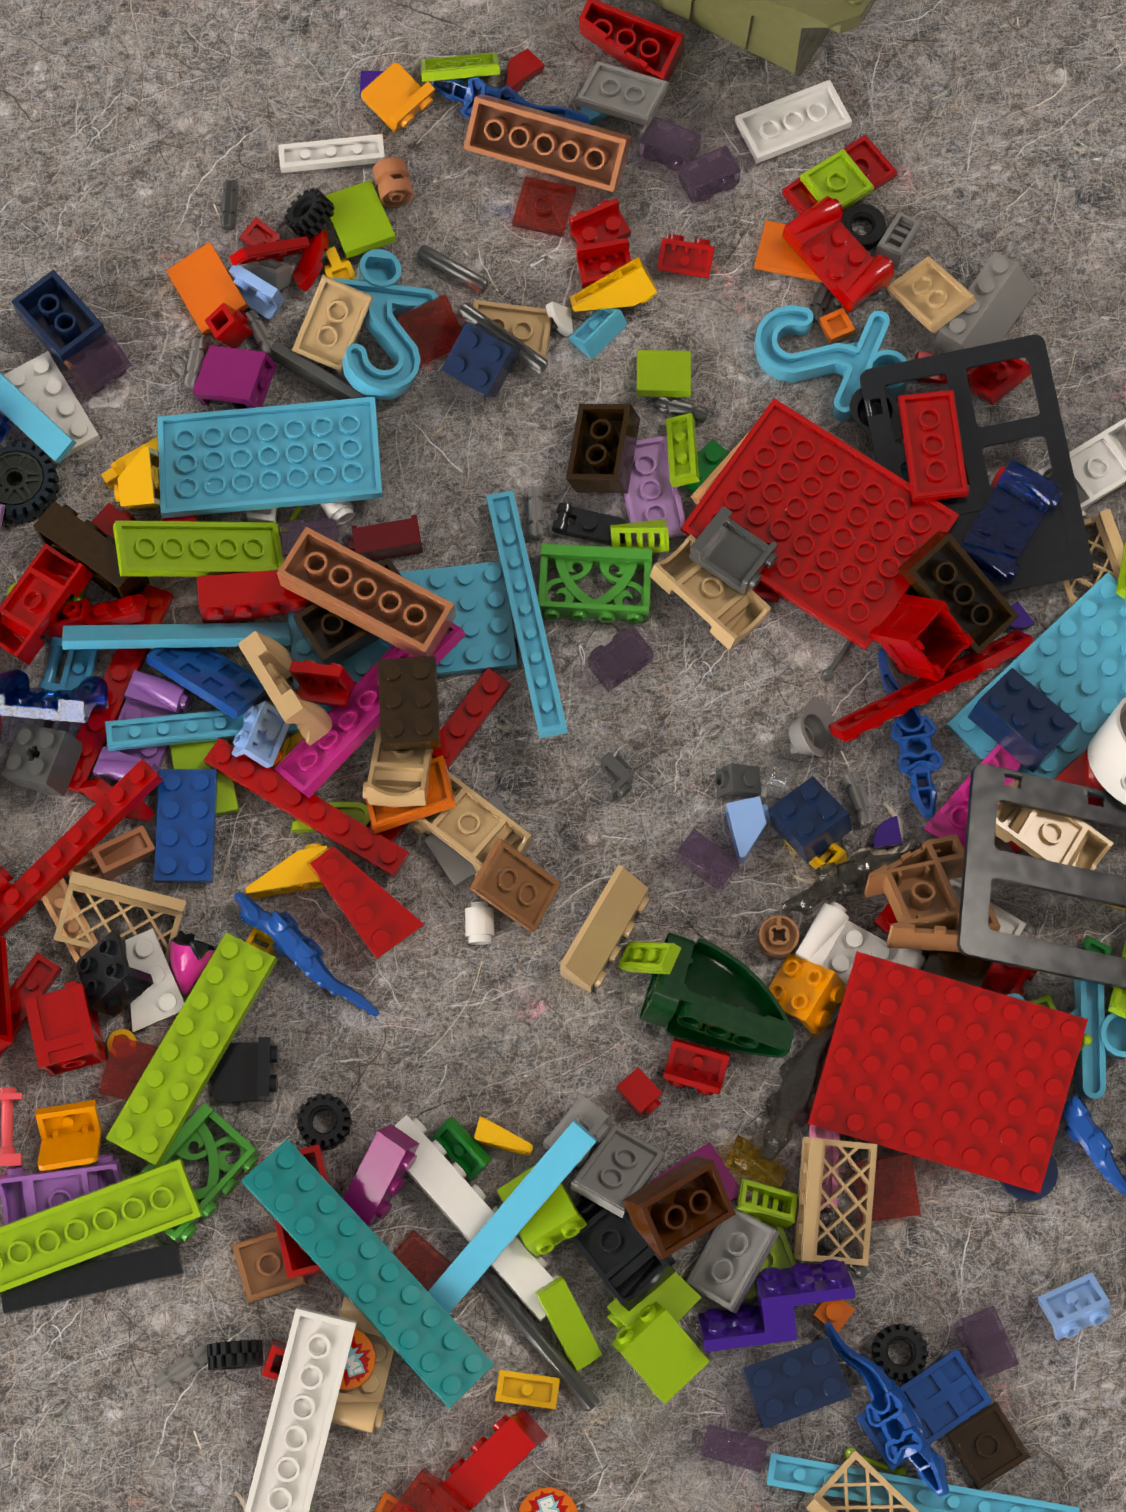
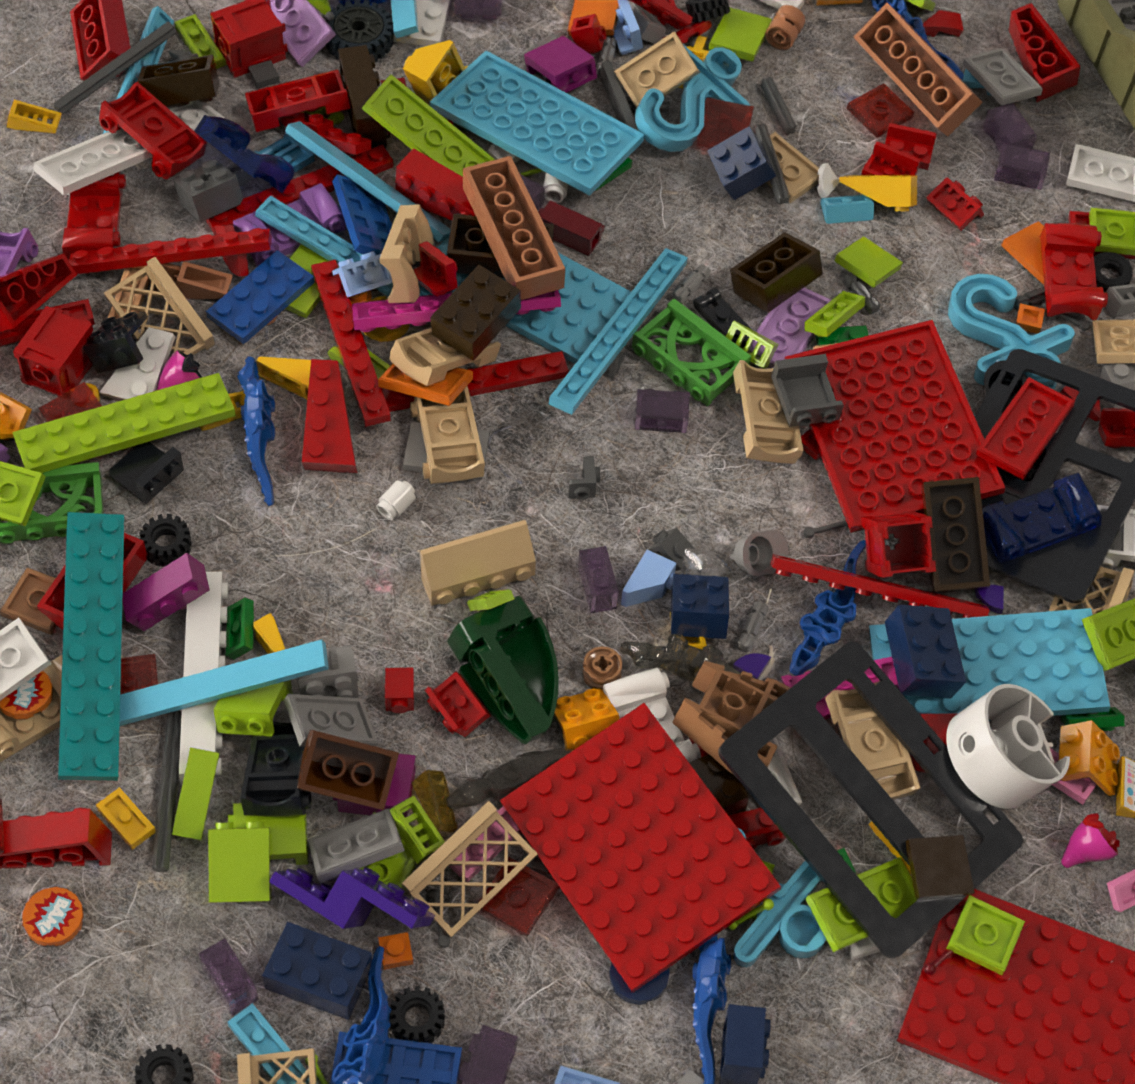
camera: 35 degrees right, 15 degrees down
(515, 885) = (442, 488): medium nougat tile -> none

